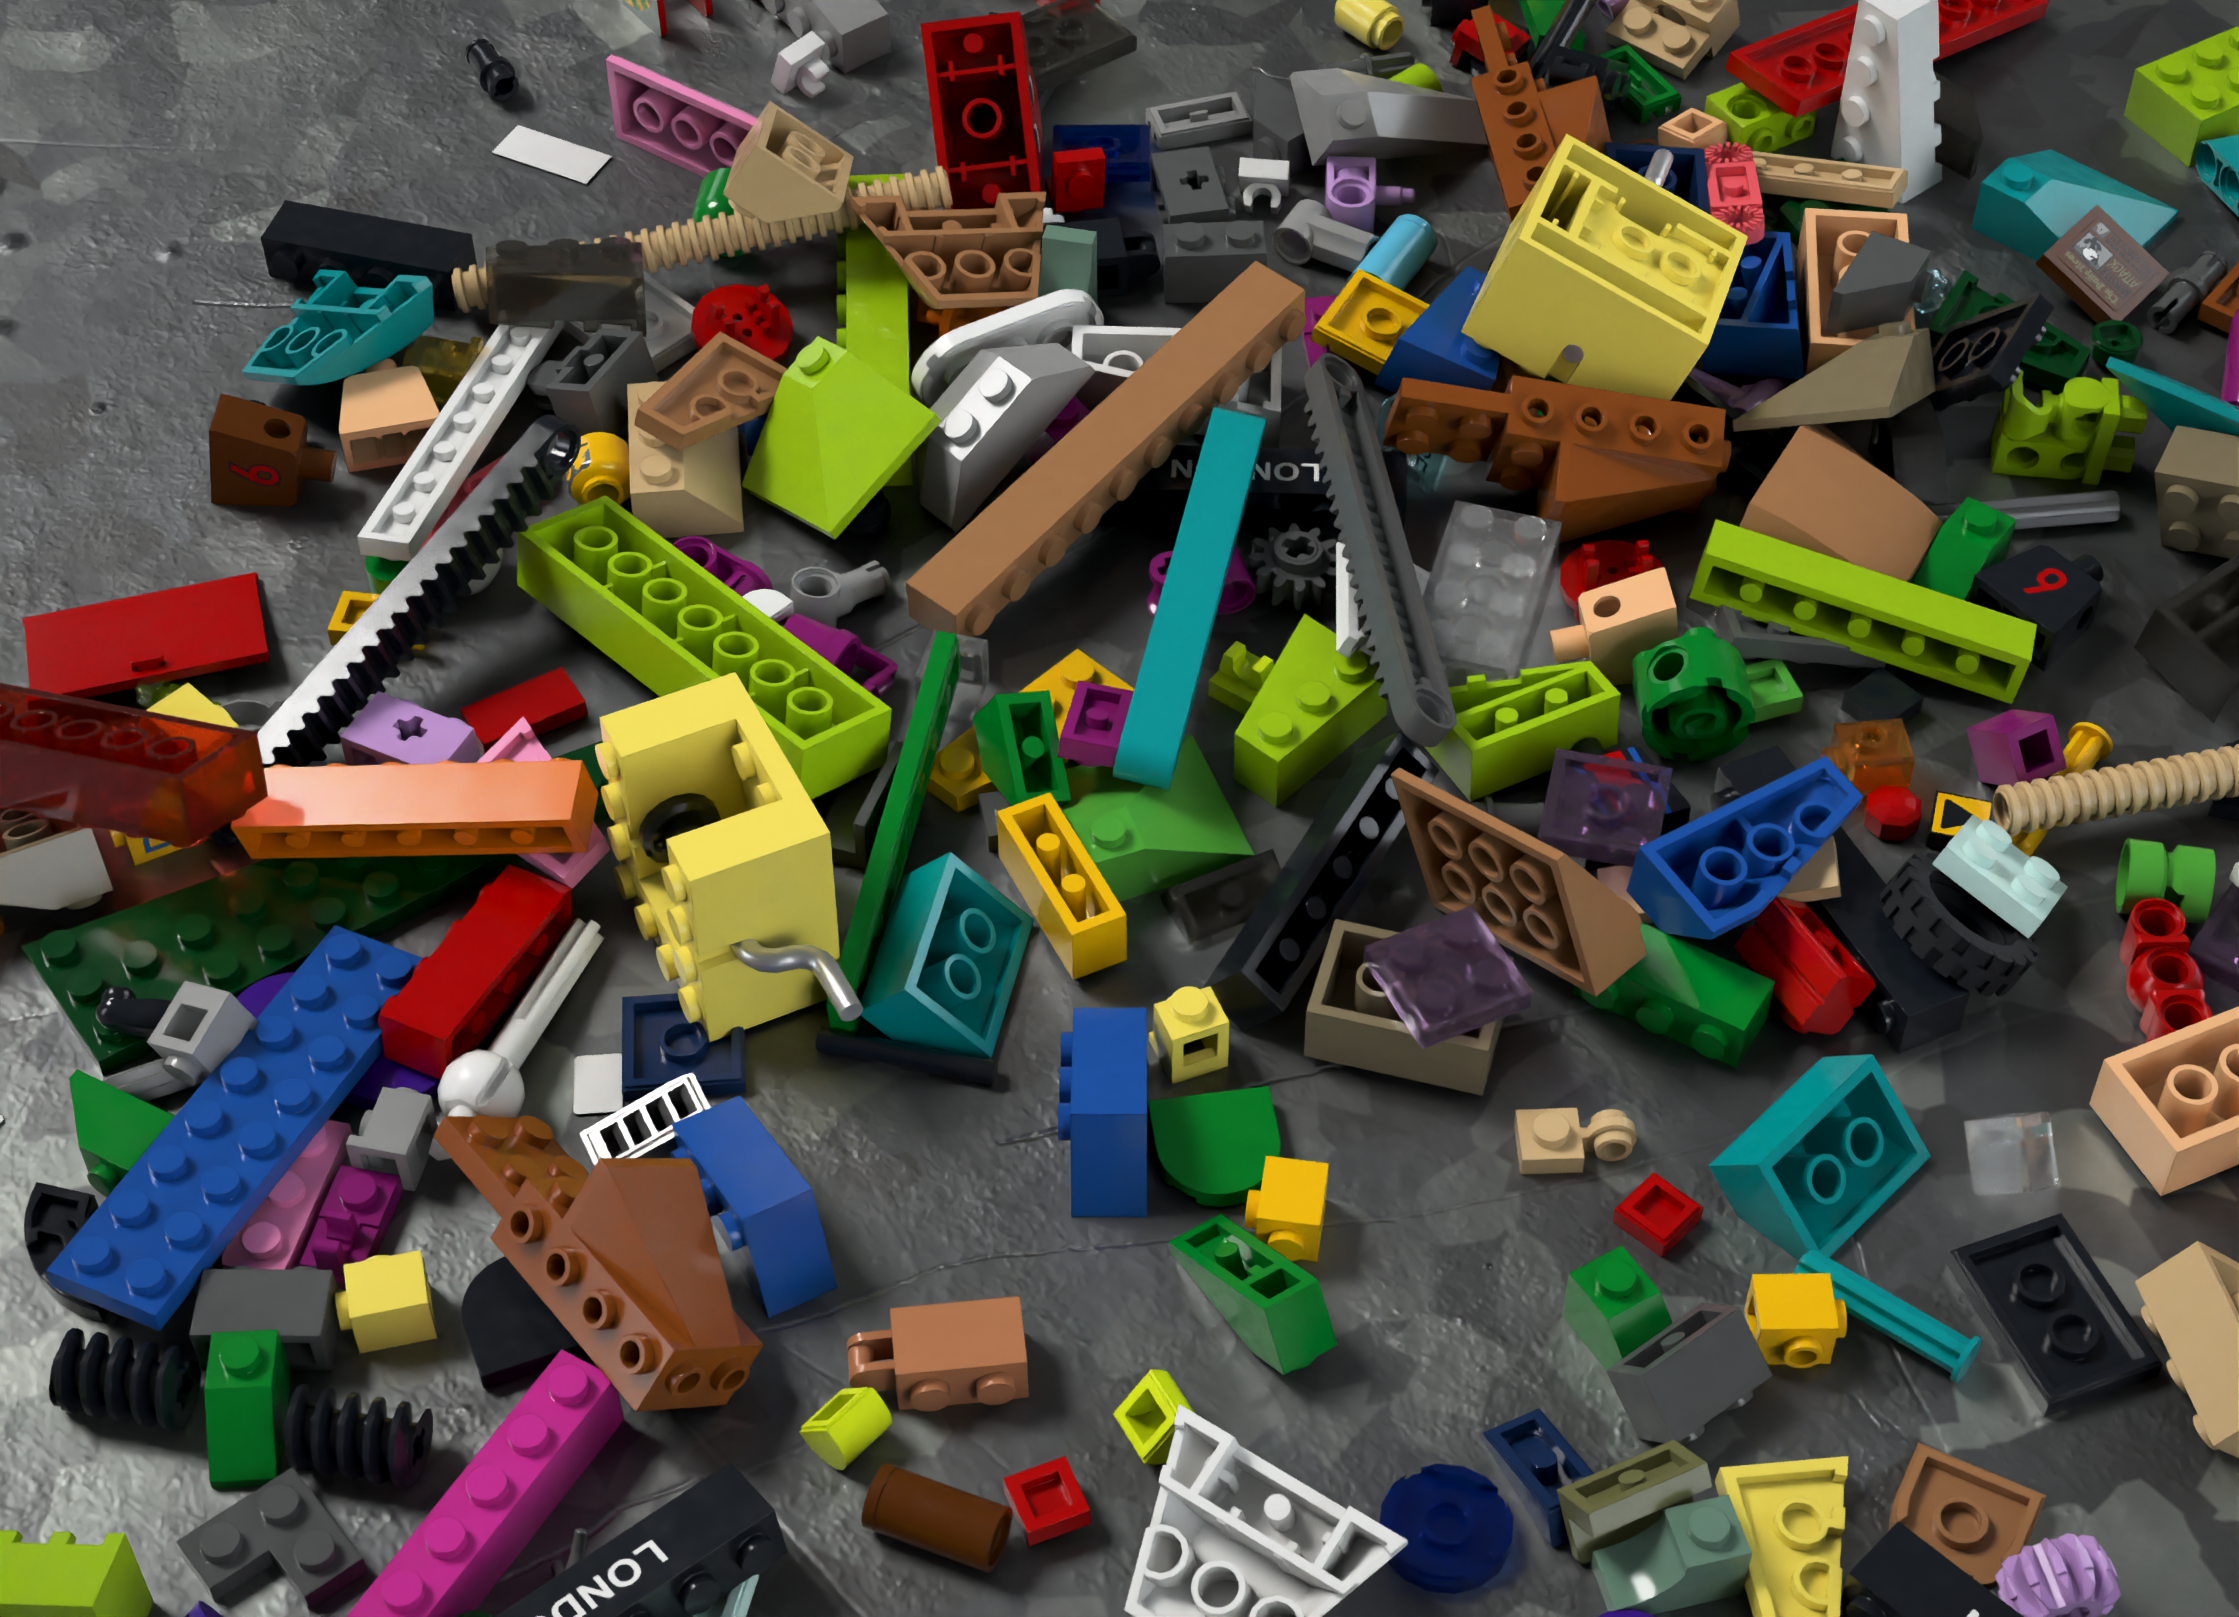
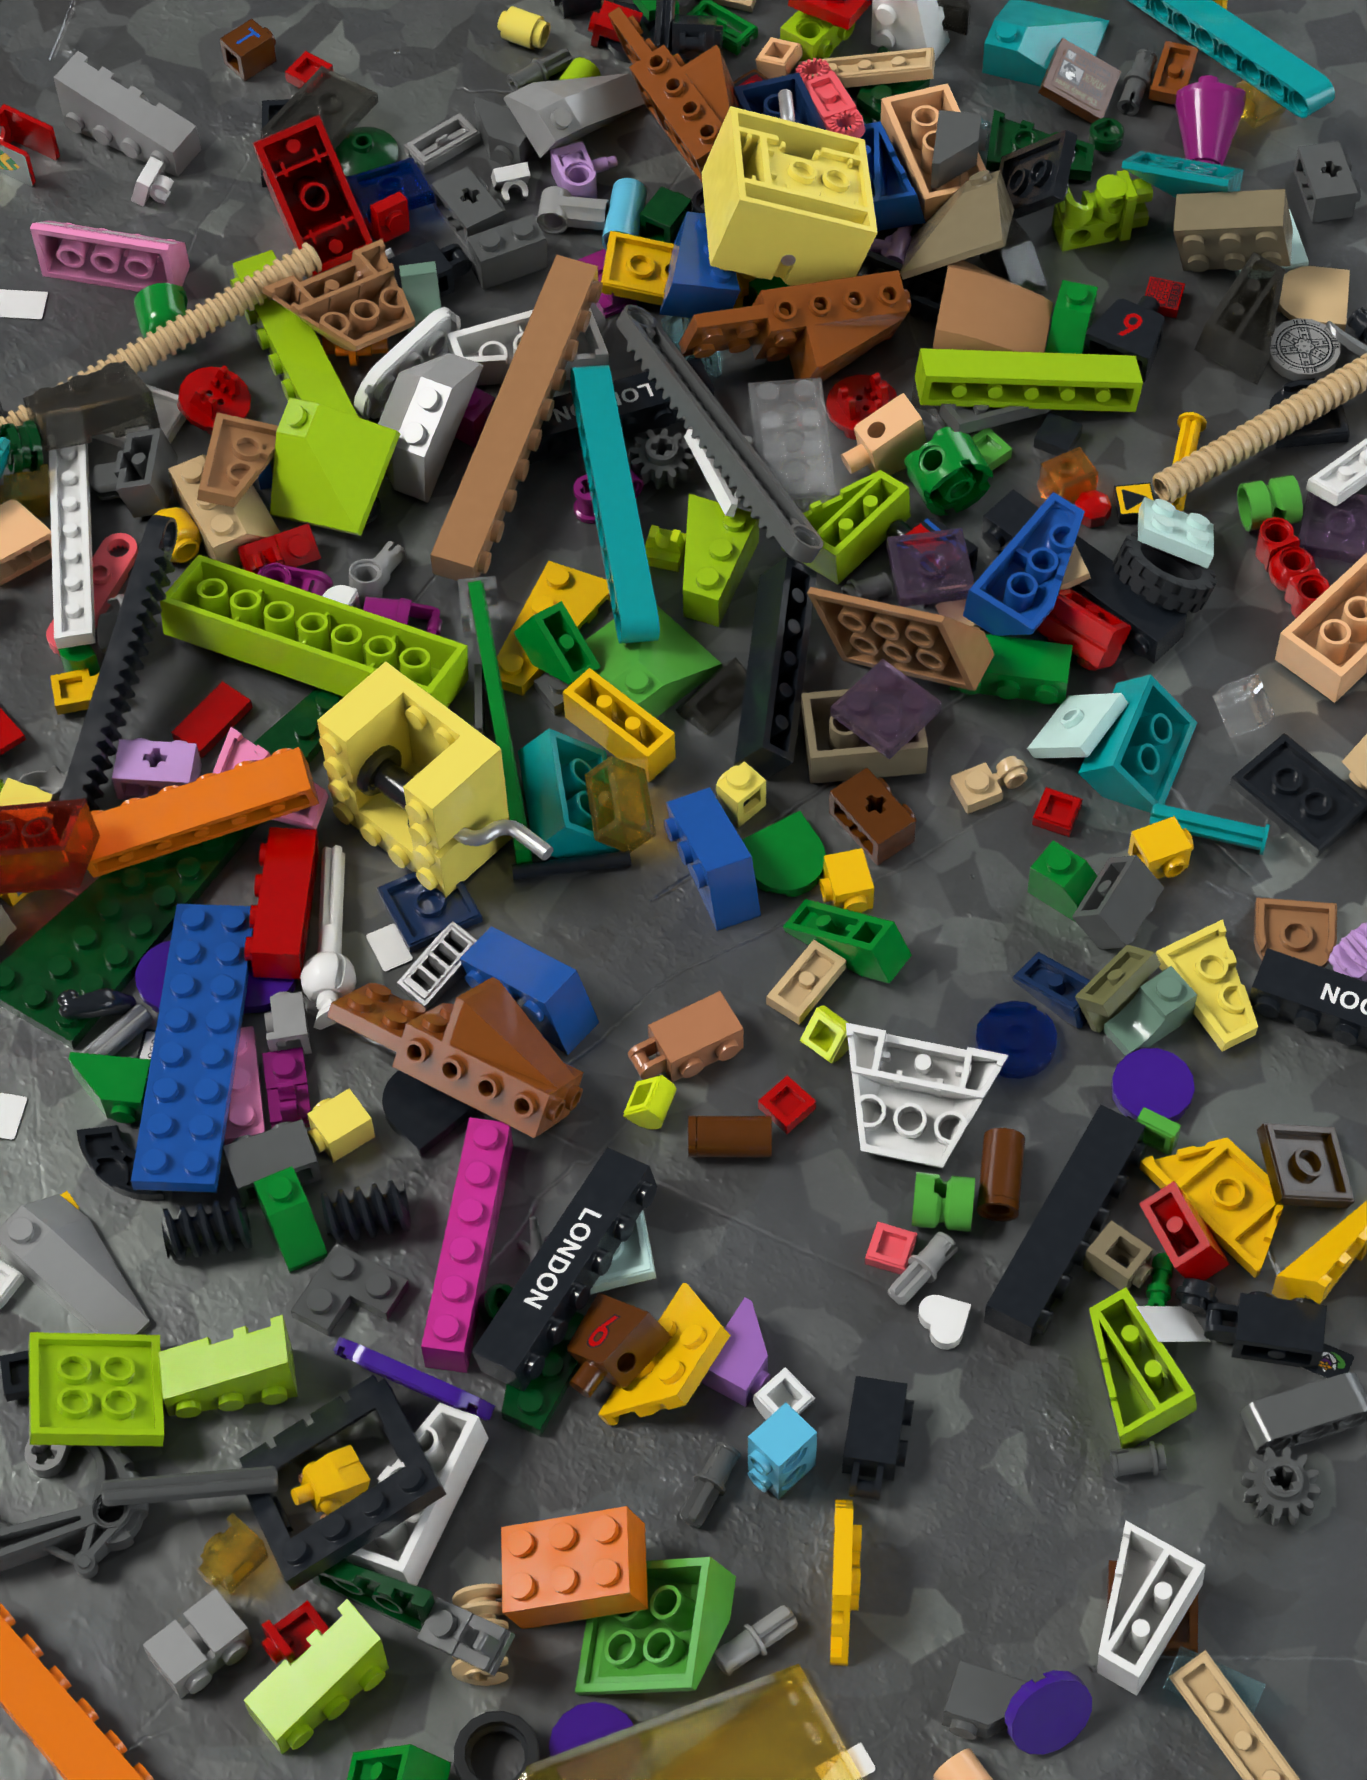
camera: 20 degrees left, 10 degrees up
(199, 1031) = (136, 1001): light grey brick -> none
(461, 307) = (25, 447): none -> dark green wheel
(737, 528) = (288, 548): none -> red plate
(786, 170) = (204, 279): tan slope -> none
(1009, 992) = (620, 804): none -> clear yellow brick
(1092, 102) = (366, 150): none -> dark green dish
(1094, 724) = (595, 612): magenta plate -> none
(1162, 1330) = (806, 982): none -> tan plate
(1372, 1127) = (872, 815): none -> reddish brown brick
(1439, 266) = (664, 215): none -> dark green brick
(1736, 1098) = (1078, 725): none -> light aqua plate
(2016, 747) = (1152, 443): magenta brick -> none
(2049, 509) = (1102, 271): dark grey axle -> none
(2122, 567) = (1167, 293): none -> tile

